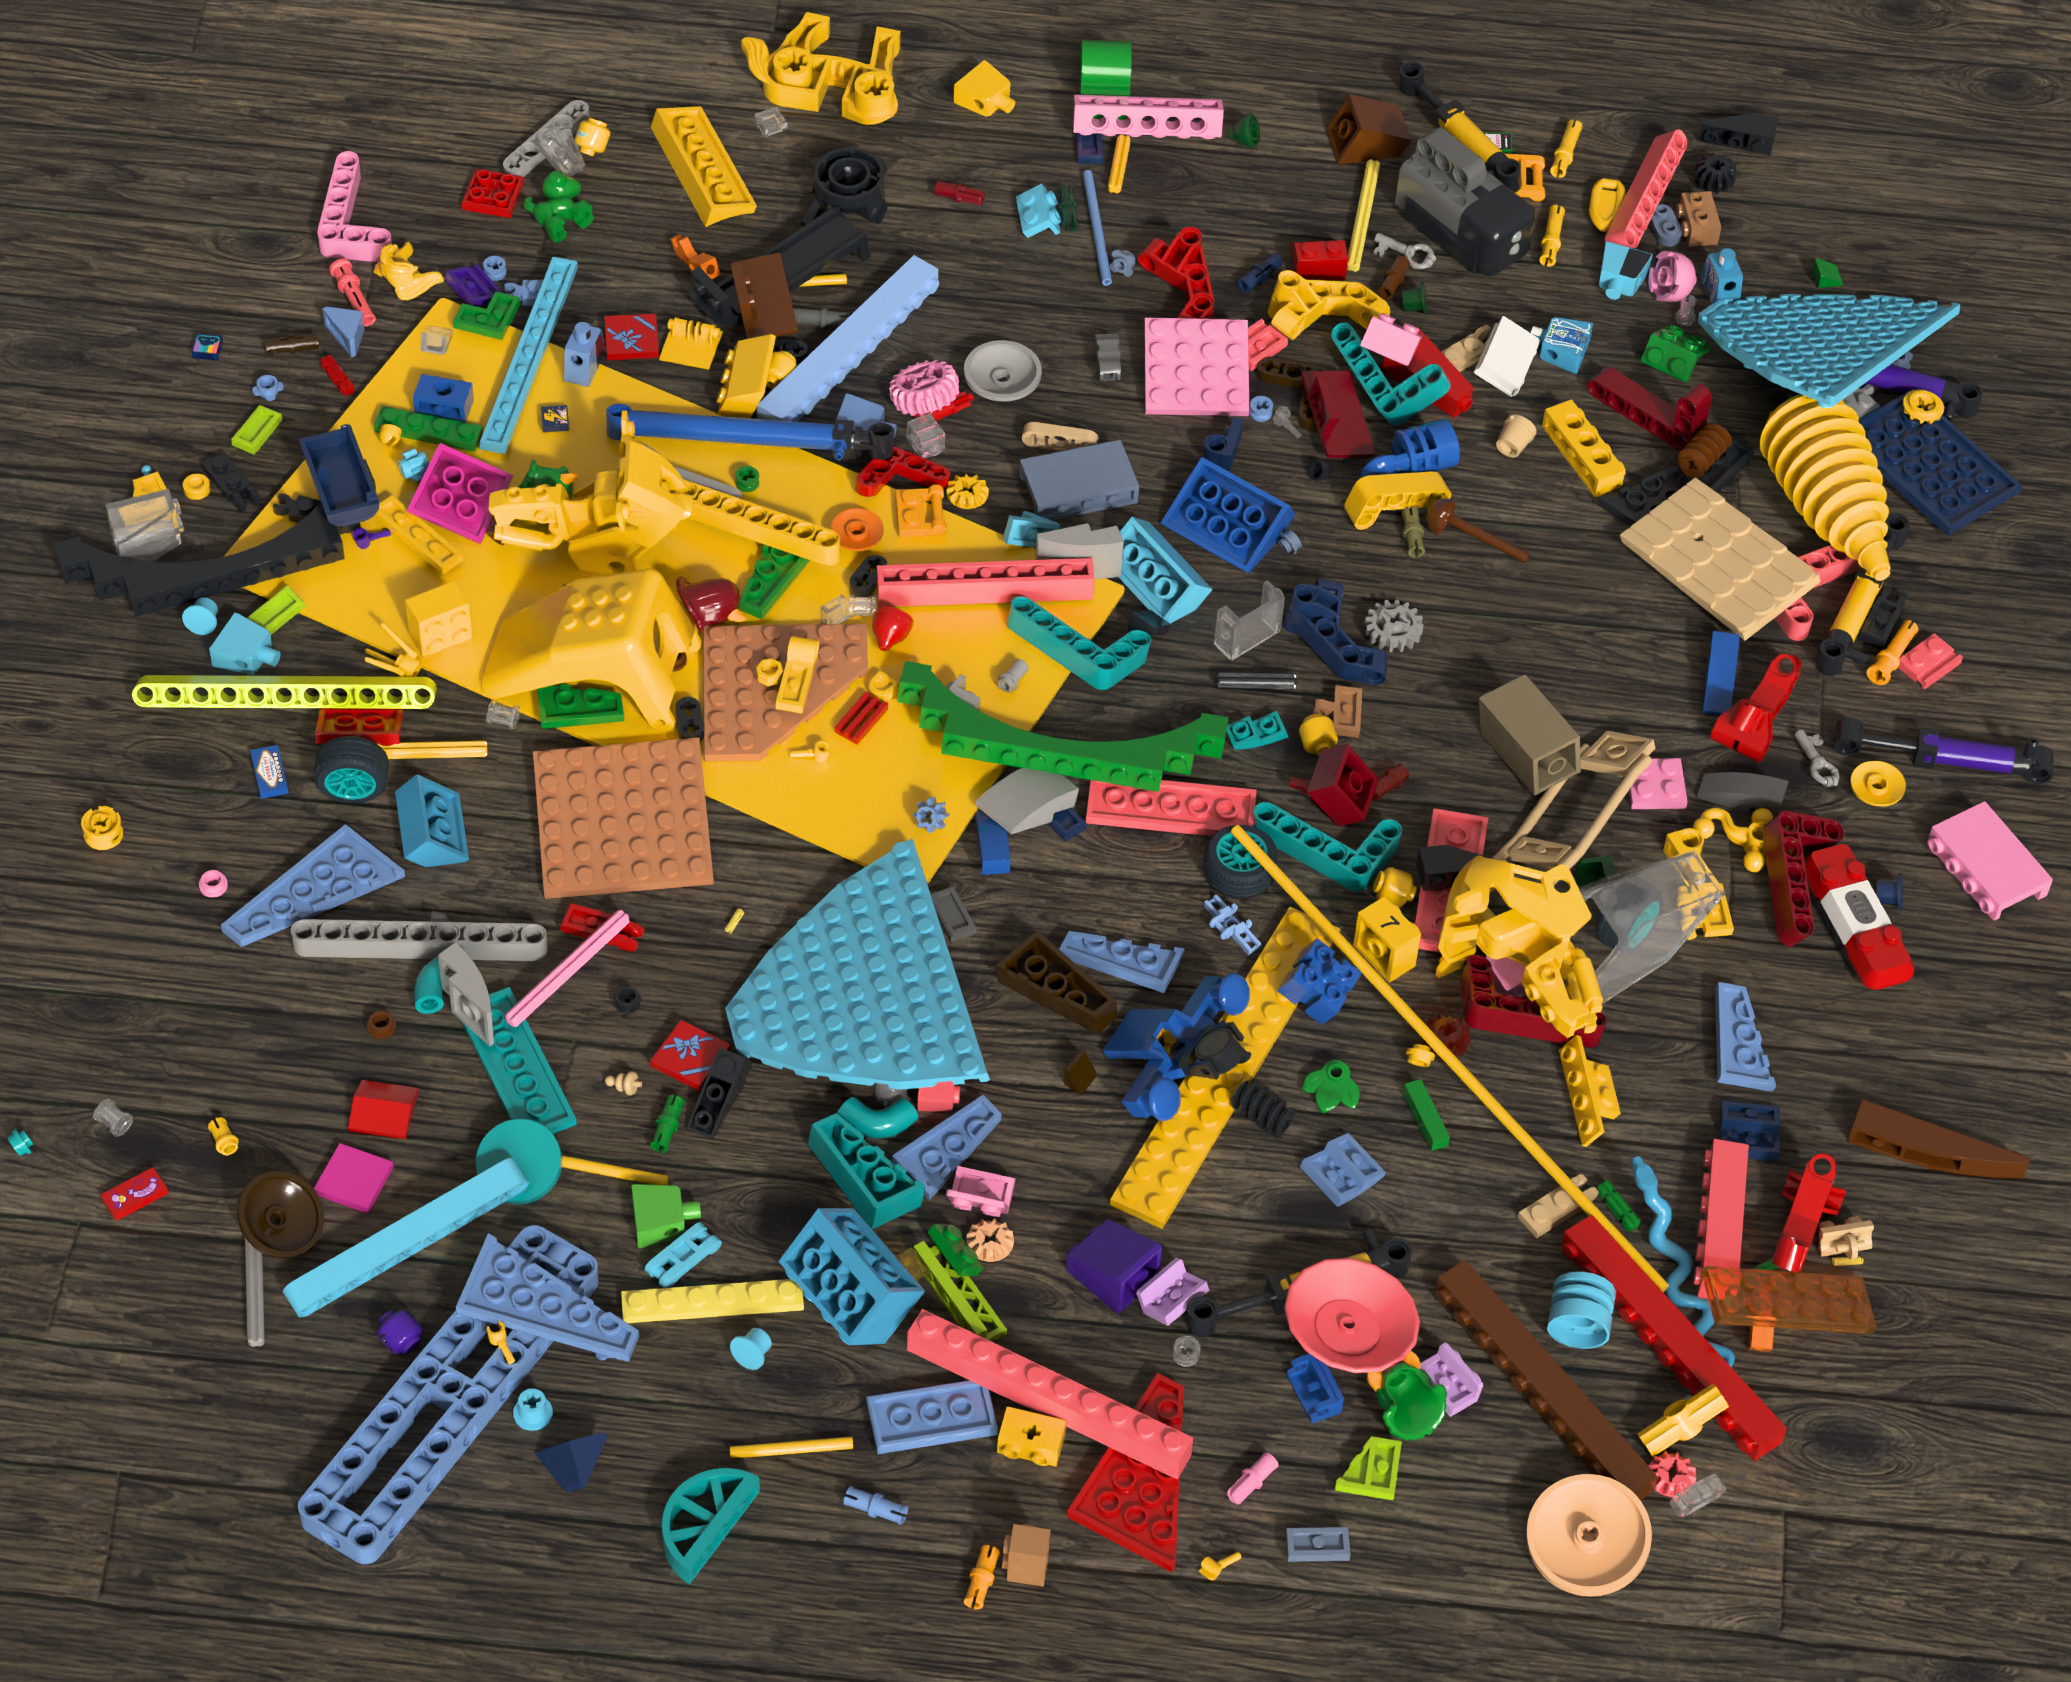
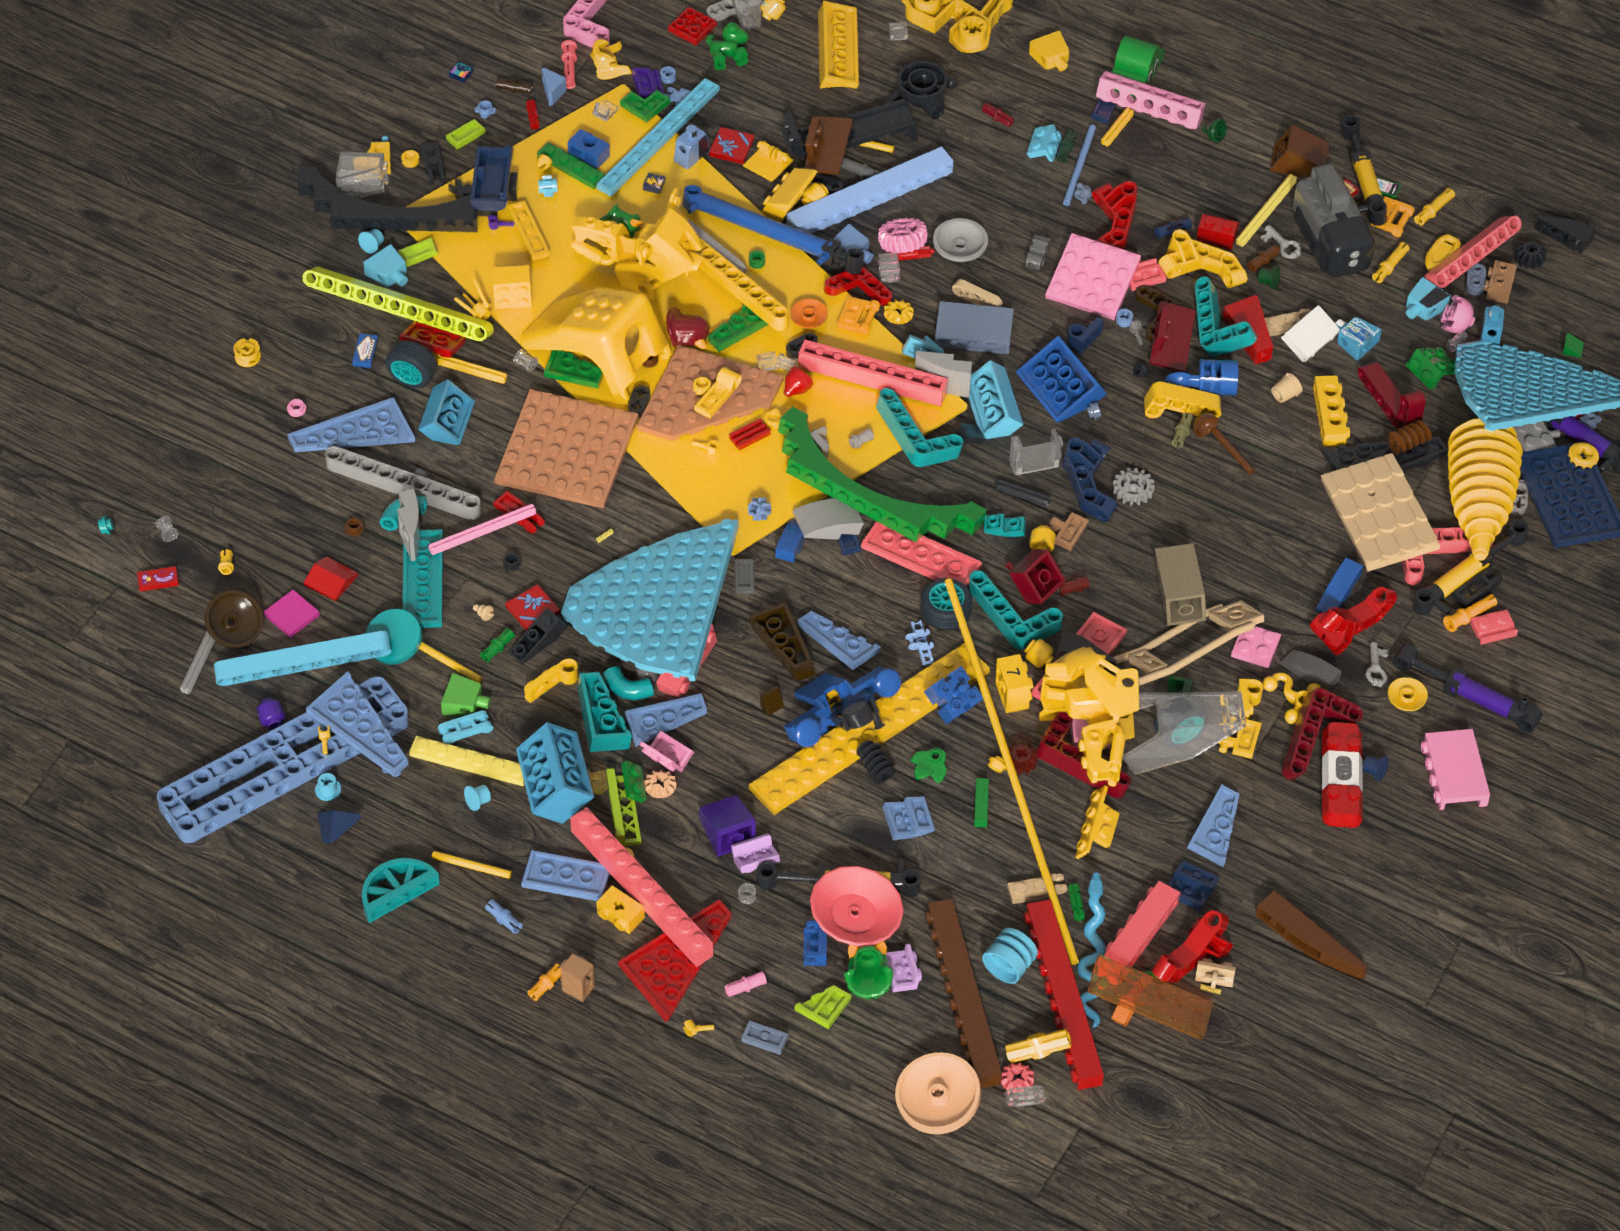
camera: 25 degrees right, 0 degrees up
(458, 493) = (561, 208): dark pink slope -> none
(686, 252) = (800, 111): orange piece -> none
(766, 1143) = (550, 678): none -> yellow plate
(1391, 339) = (1230, 297): bright pink slope -> none

